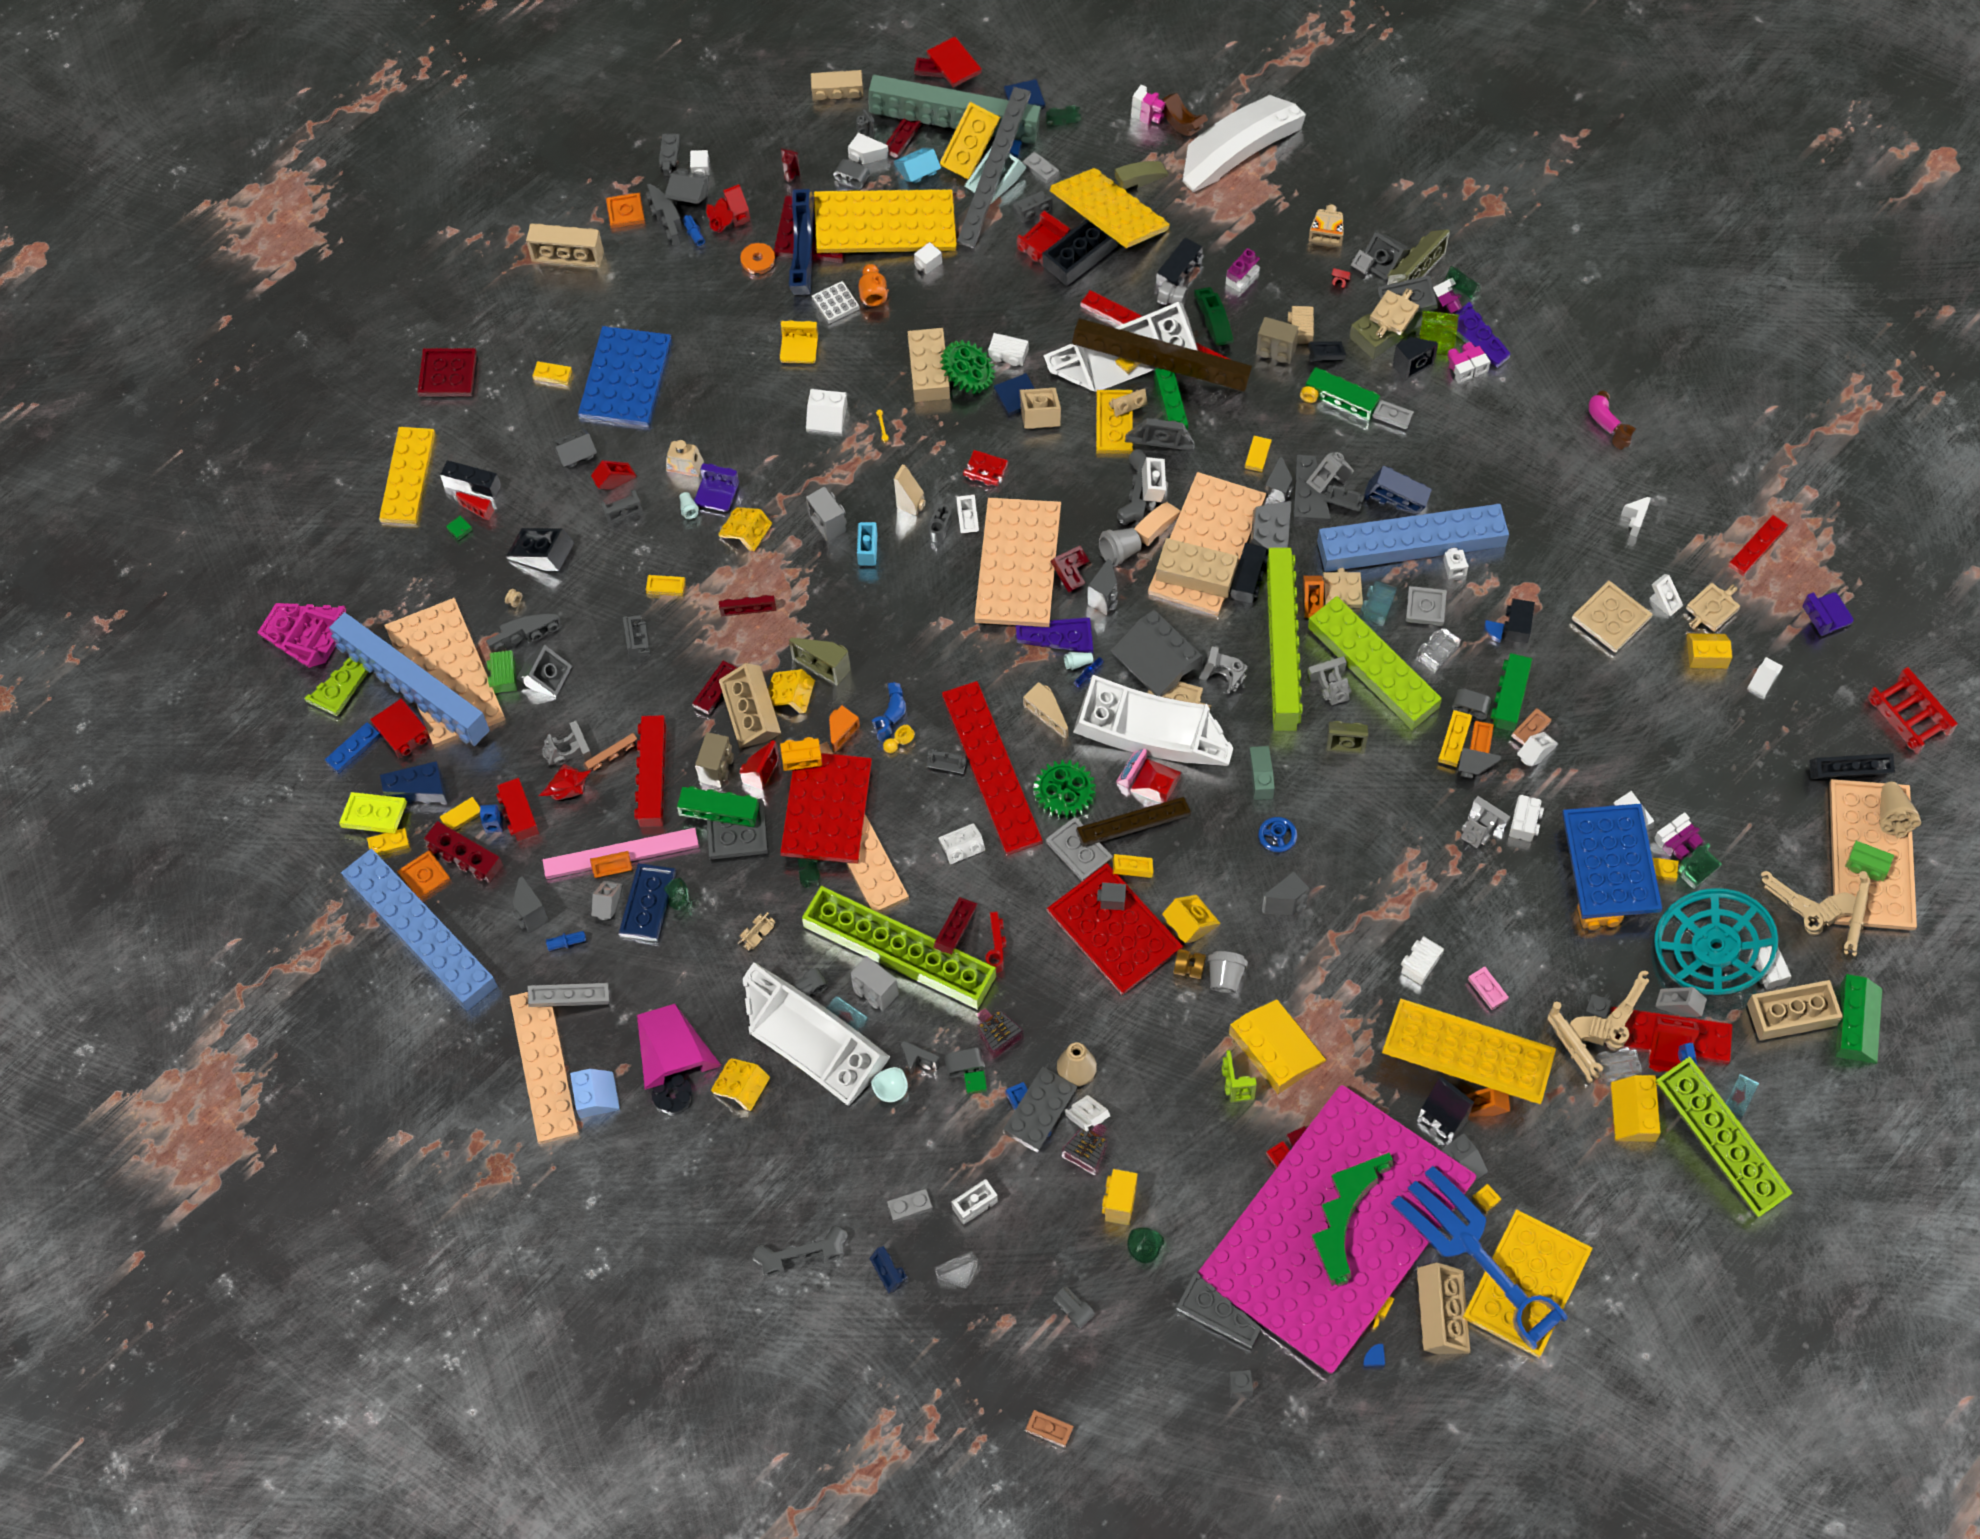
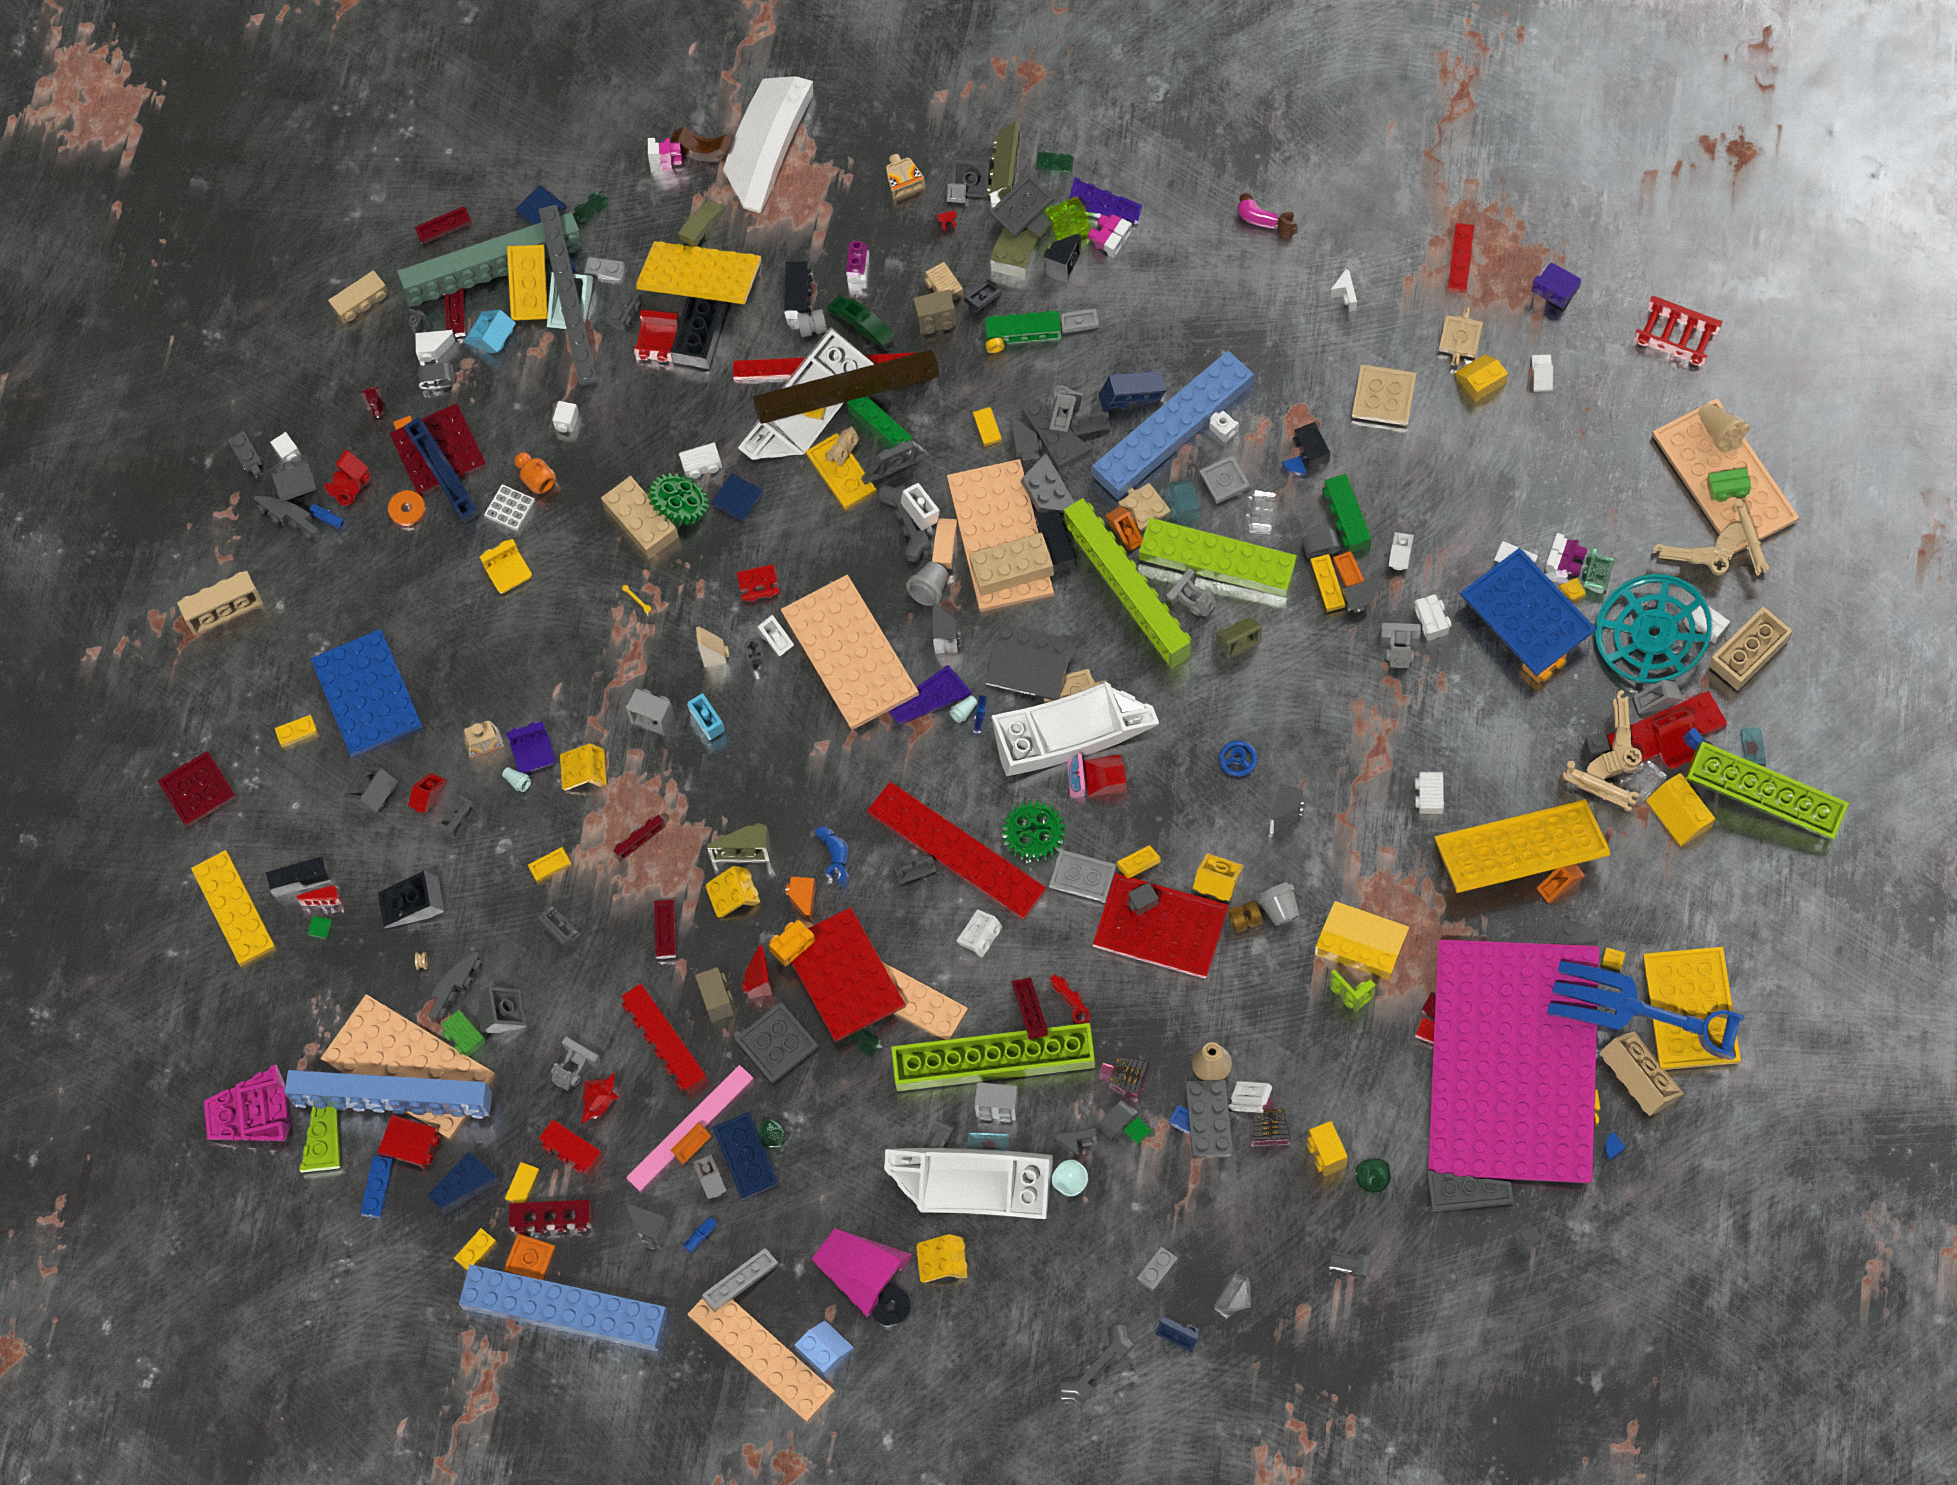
camera: 30 degrees left, 5 degrees up
(373, 812) = (443, 1232): neon yellow plate -> none
(491, 816) = (554, 1170): blue leg -> none
(610, 753) = (615, 1046): nougat plate -> none
(625, 210) = (247, 534): orange tile -> none
(718, 806) = (749, 1033): green brick -> none
(749, 705) = (709, 927): tan slope -> none
(751, 937) = (859, 1113): tan hinge -> none
(826, 411) = (578, 616): white slope -> none
(884, 220) = (500, 404): yellow plate -> none
(903, 735) = (856, 885): yellow plate -> none
(954, 61) = (453, 212): red tile -> none
(974, 1201) = (1210, 1230): white brick -> none
(1040, 408) = (769, 498): tan slope -> none
(1044, 705) = (964, 767): tan slope -> none
(1049, 1428) = (1400, 1375): nougat plate -> none
(1067, 565) = (896, 632): dark red plate -> none
(1133, 821) = (1111, 823): dark brown tile -> none
(1224, 665) = (1091, 637): light grey tile -> none
(1262, 773) = (1188, 712): sand green slope -> none
(1351, 1187) = (1507, 1022): green arch -> none
(1394, 312) = (1021, 227): tan plate -> none
(1446, 1109) = (1536, 906): black slope -> none
(1447, 296) = (1054, 184): hips -> none
(1488, 988) = (1498, 783): bright pink plate -> none
(1531, 726) = (1383, 535): nougat plate -> none
(1666, 595) = (1416, 349): white slope -> none
(1852, 766) = (1662, 410): black brick -> none
(1860, 1022) = (1809, 632): green slope -> none

